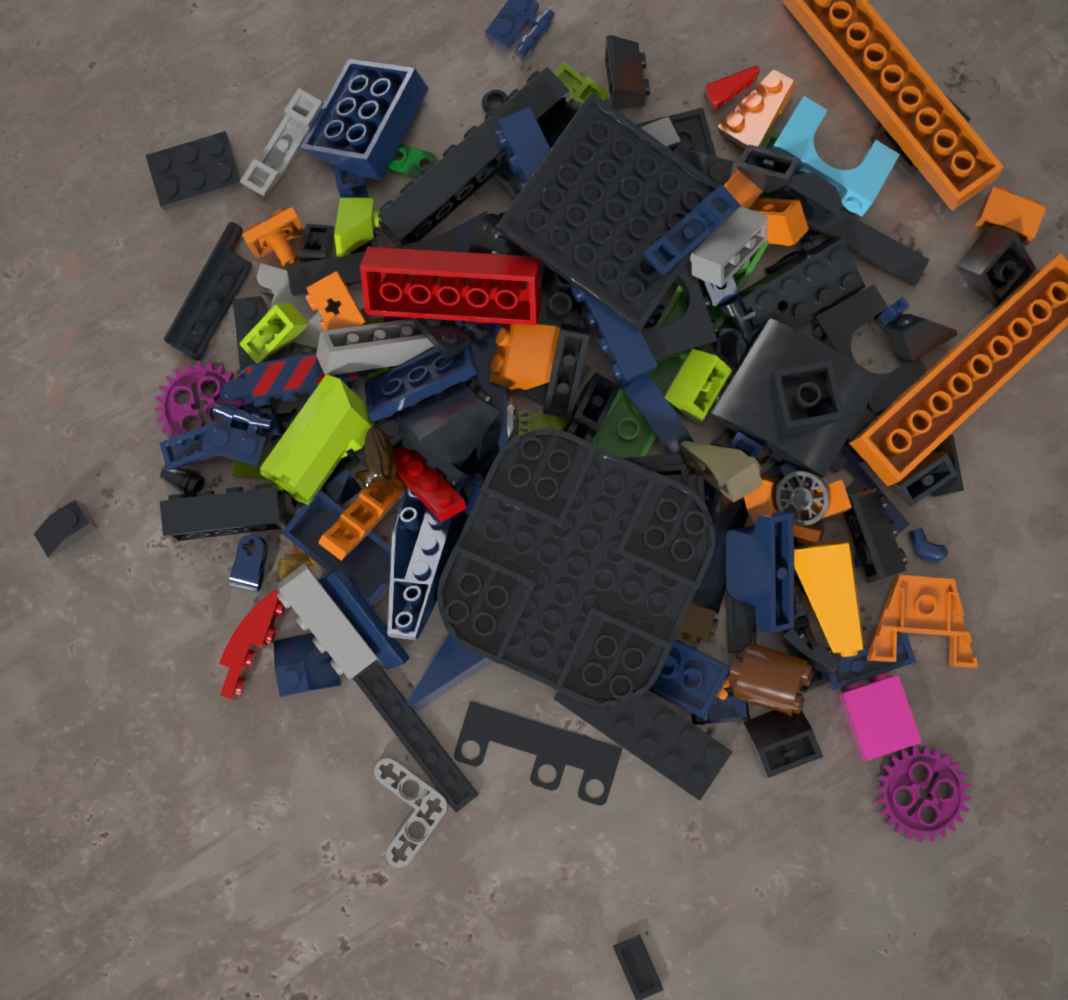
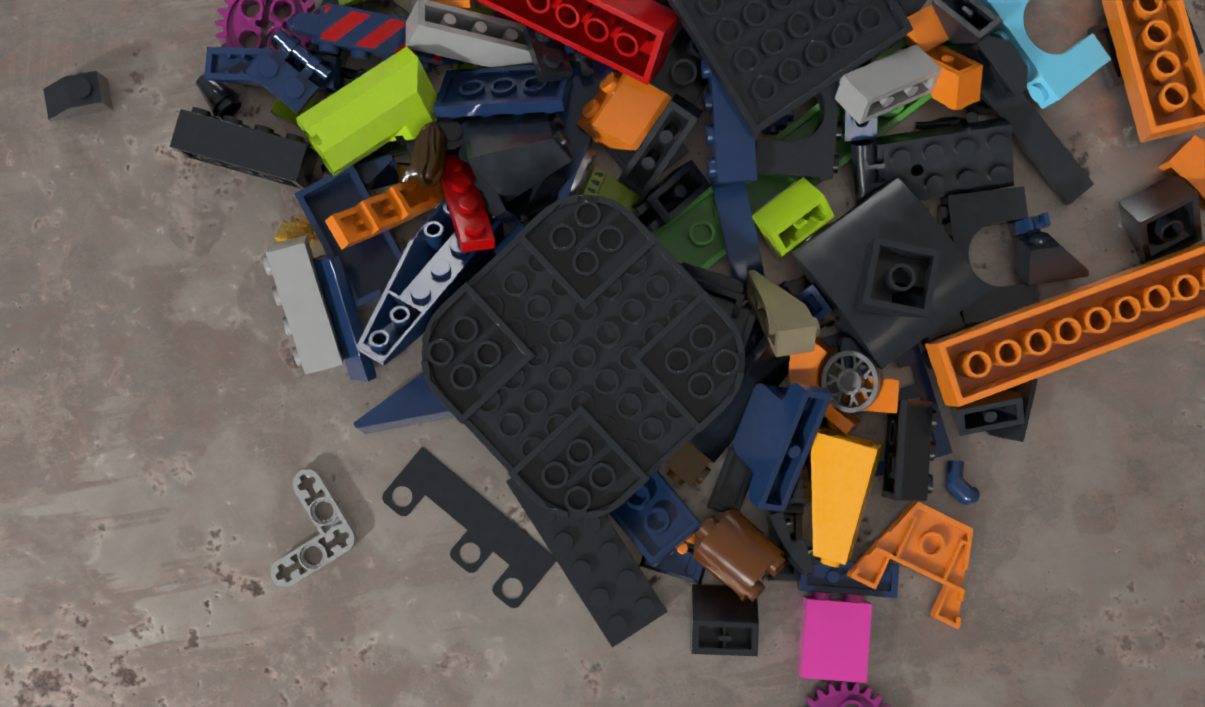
camera: 20 degrees right, 5 degrees up
(248, 566) = (250, 215): dark blue piece -> none
(253, 630) = (204, 300): red slope -> none
(302, 666) = (261, 340): dark blue slope -> none
(415, 736) = (351, 460): black tile -> none
(692, 230) = (853, 50): dark blue slope -> none
(731, 344) = (846, 188): black piece -> none

